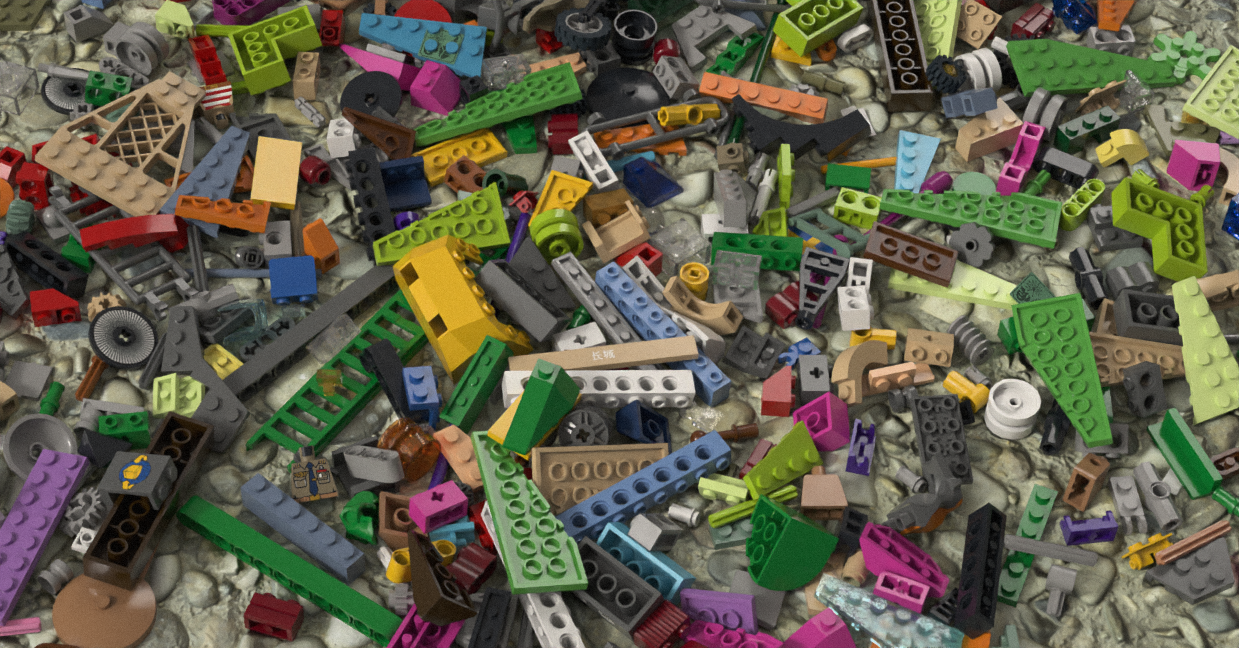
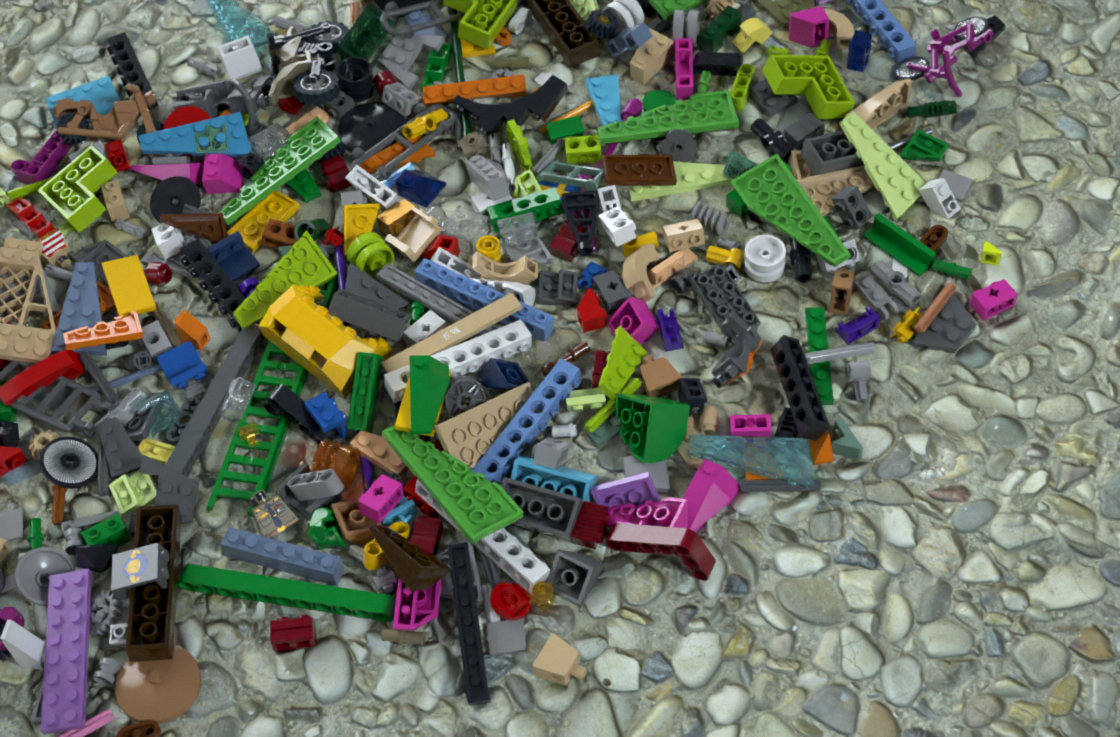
camera: 15 degrees left, 5 degrees up
(892, 552) = (730, 399): dark pink wedge -> none

